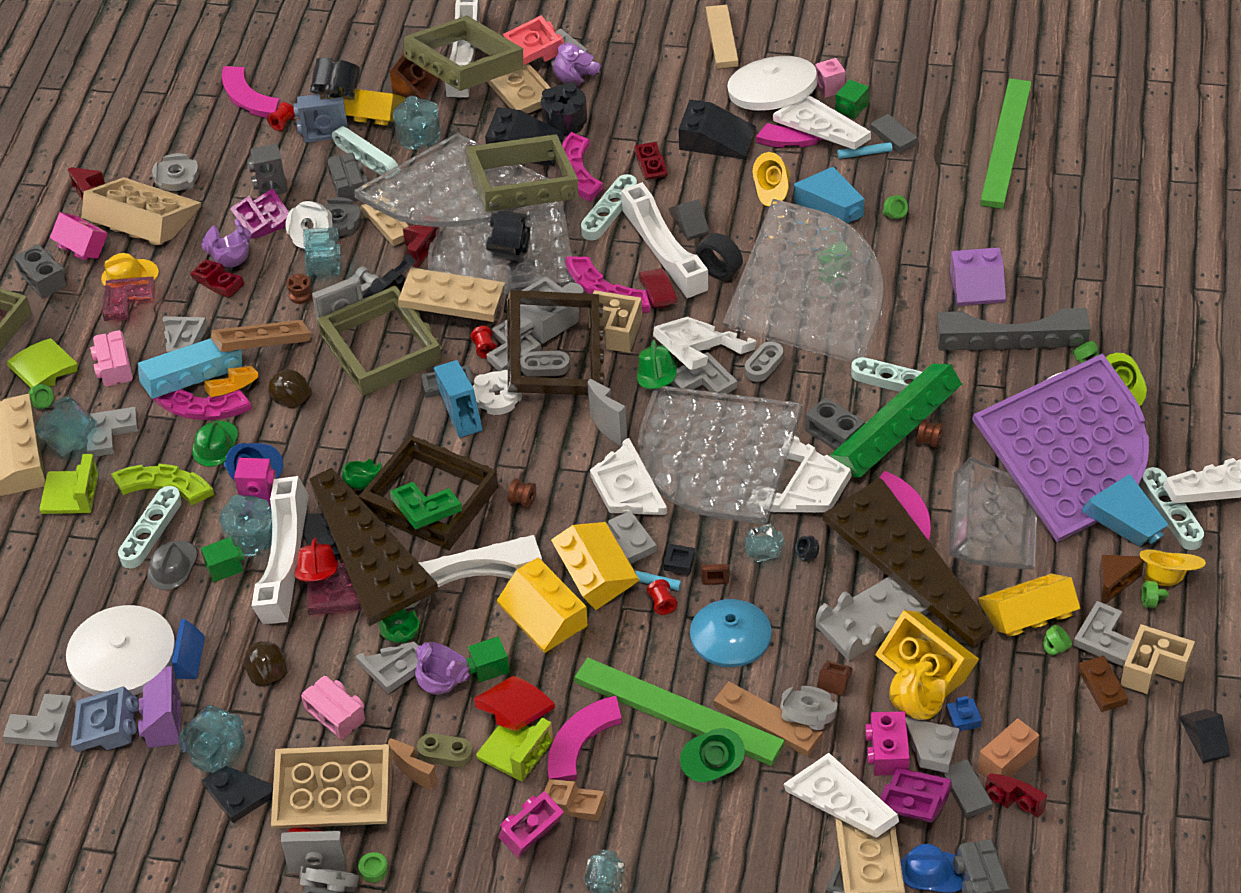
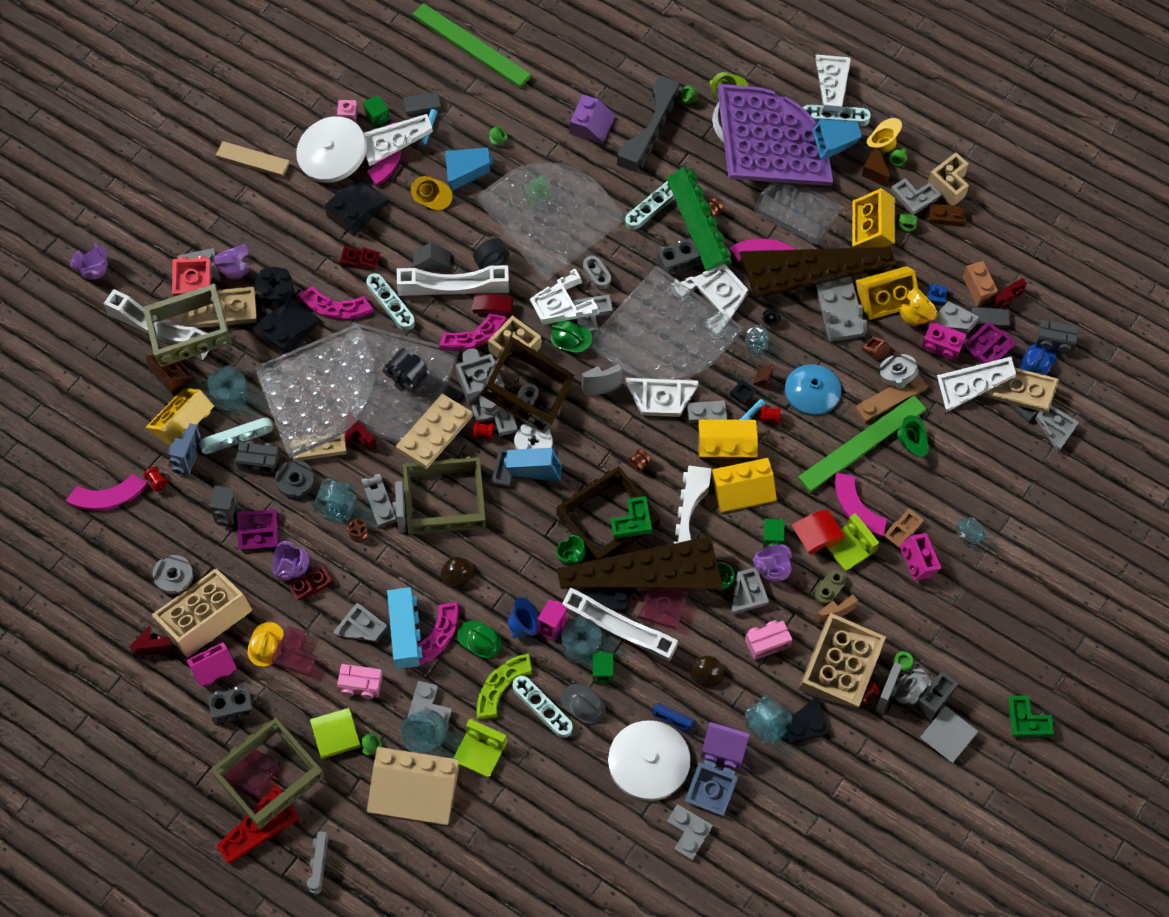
camera: 70 degrees left, 15 degrees up
(237, 379) = (430, 607): light orange slope -> none
(260, 335) = (403, 569): medium nougat plate -> none
(303, 213) = (290, 495): white plate -> none
(315, 562) = (644, 607): red piece -> none
(335, 78) = (173, 419): black brick -> none
(394, 277) = (389, 465): black wing -> none
(515, 153) = (345, 366): olive window -> none
(1207, 734) = (1006, 181): black slope -> none

